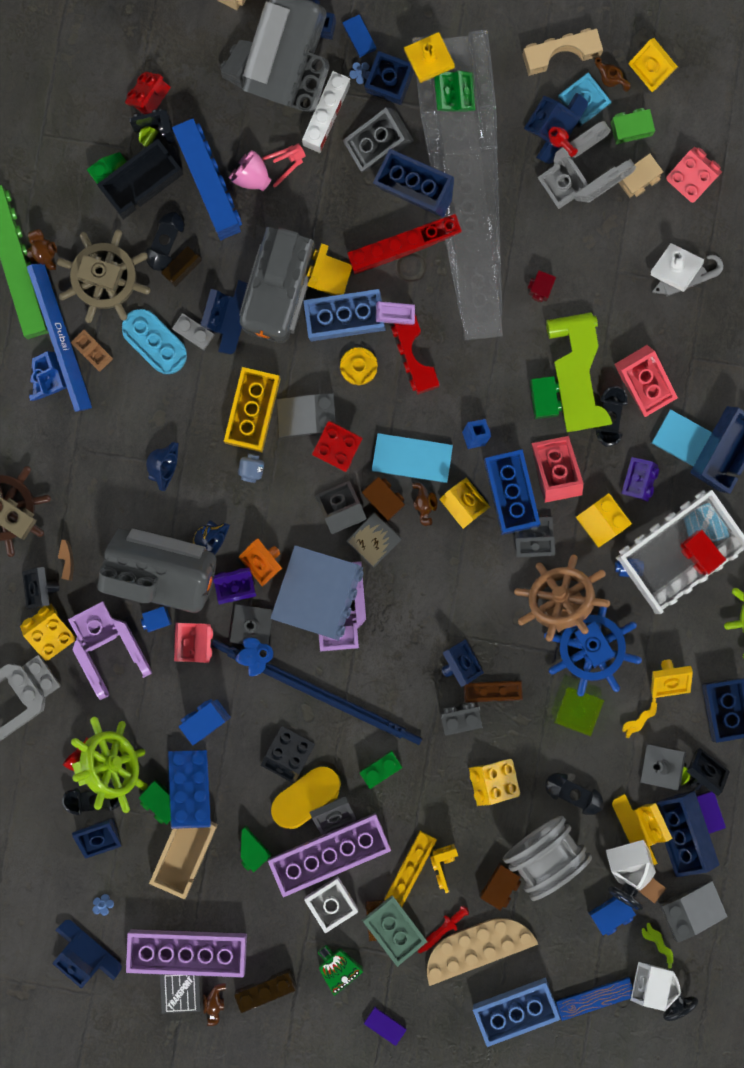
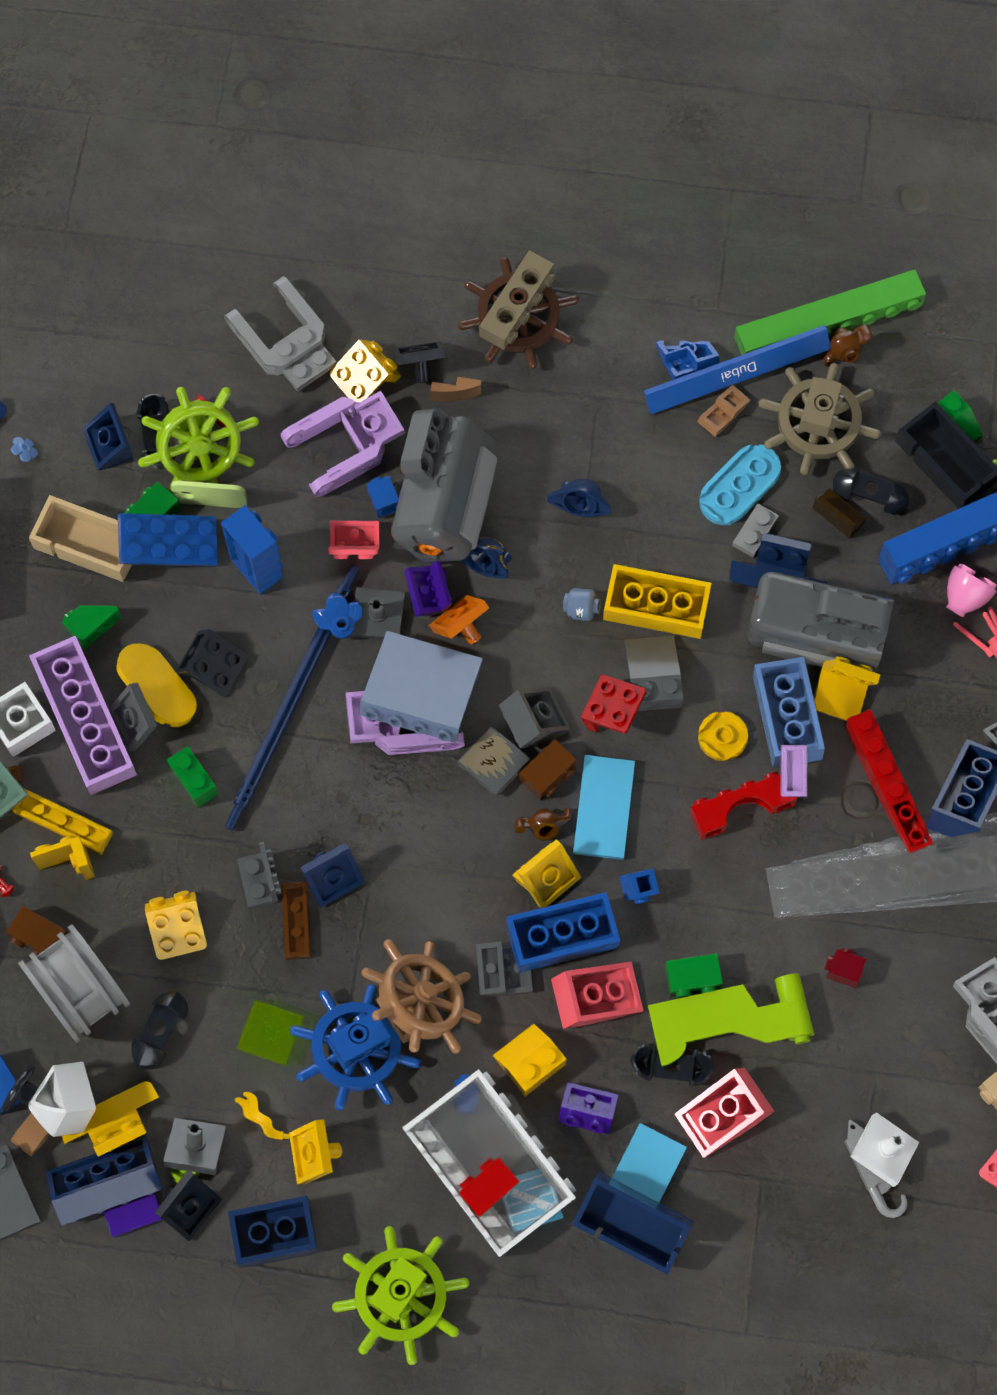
camera: 90 degrees right, 15 degrees down
(151, 756) = (209, 494): none -> yellowish green piece

